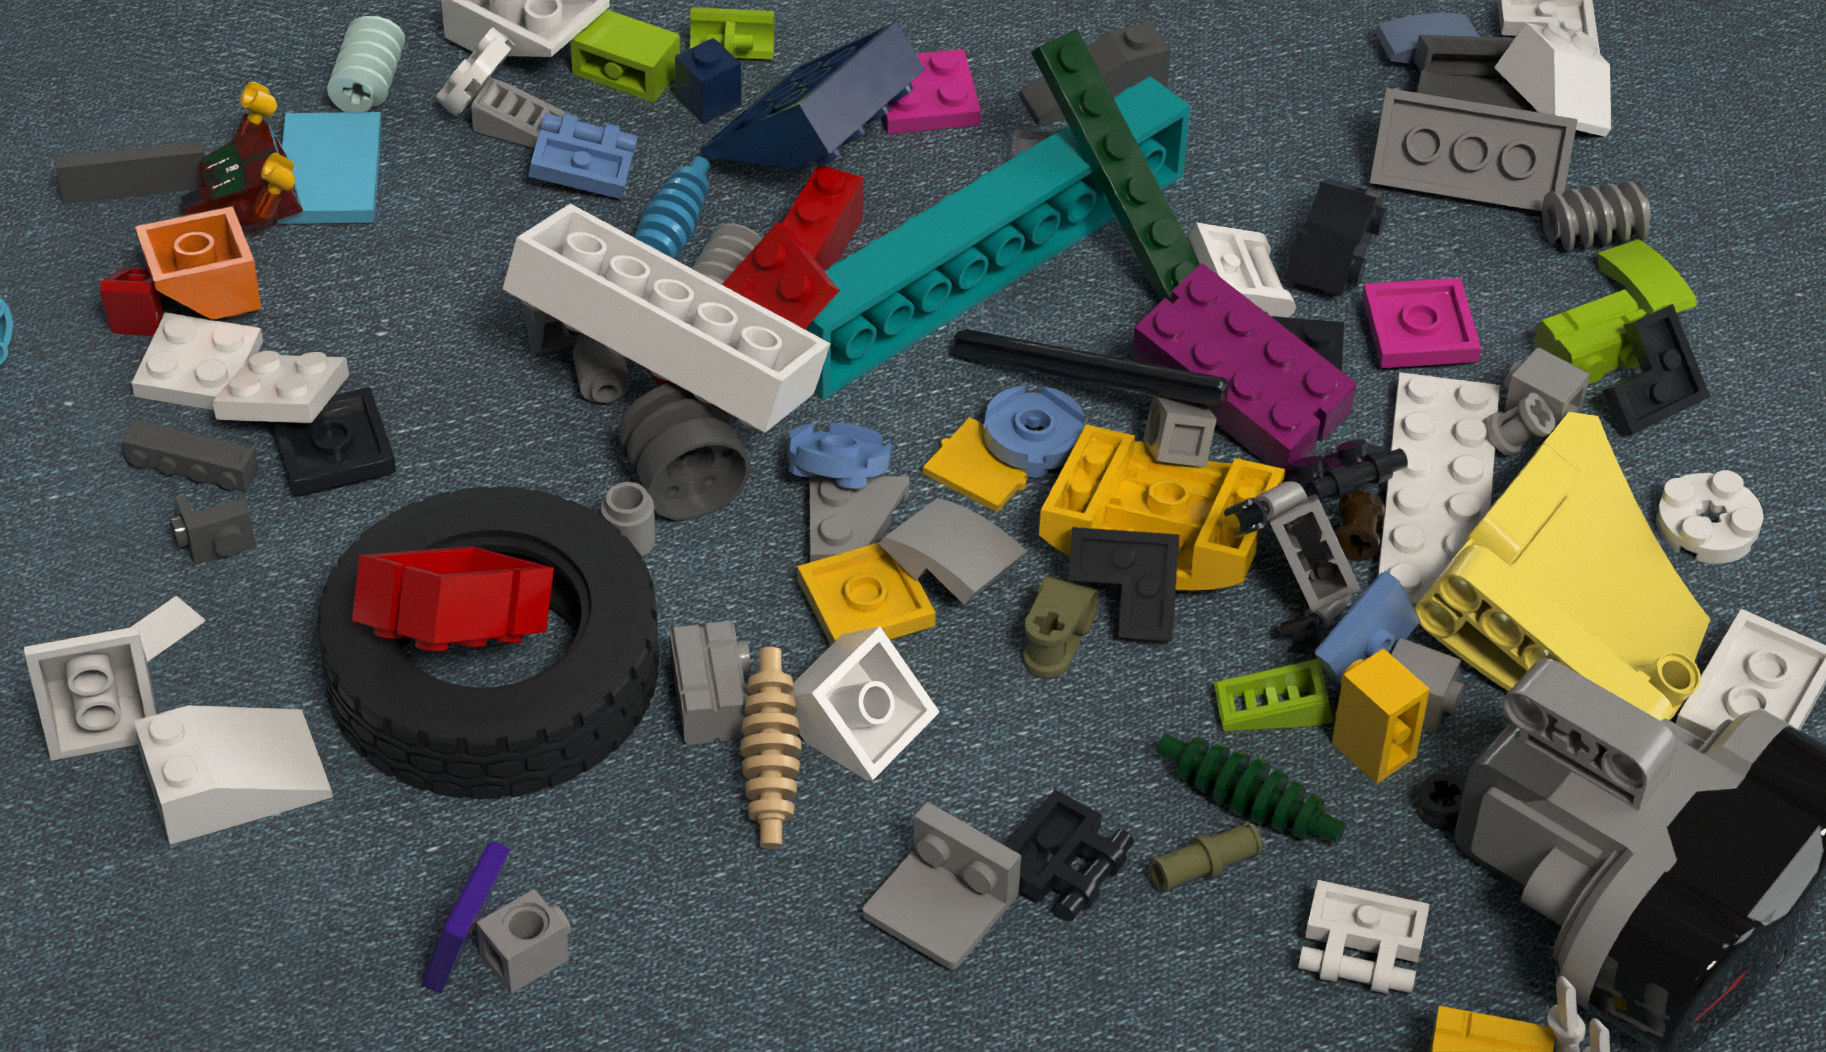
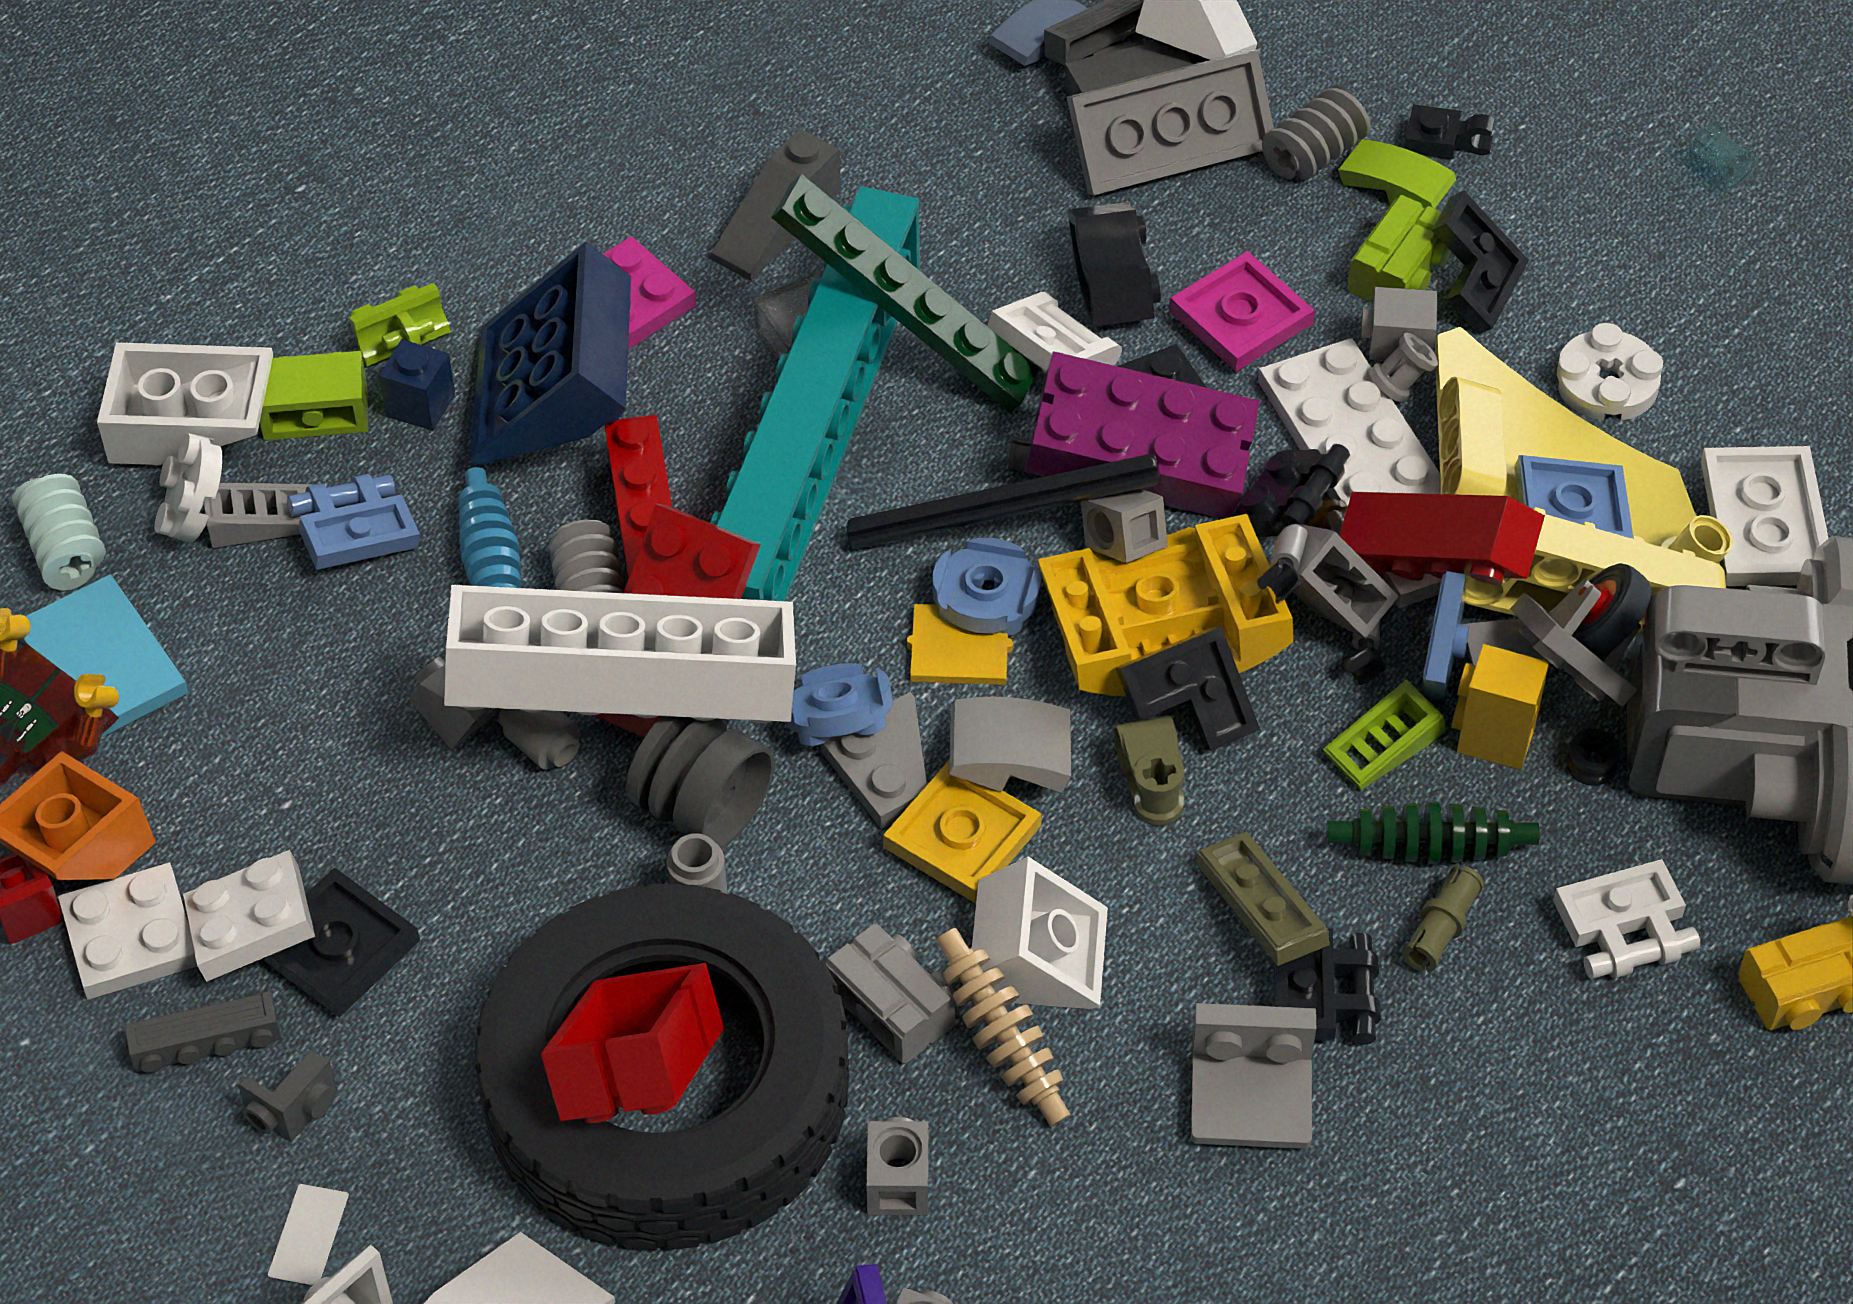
camera: 30 degrees left, 5 degrees up
(611, 809) = (897, 1188): none -> light grey brick
(1062, 763) = (1262, 898): none -> olive tile
(1415, 545) = (1442, 533): none -> red brick
(1476, 692) = (1590, 629): none -> plate
(1590, 589) = (1575, 491): none -> medium blue plate
(1718, 264) = (1441, 131): none -> black plate

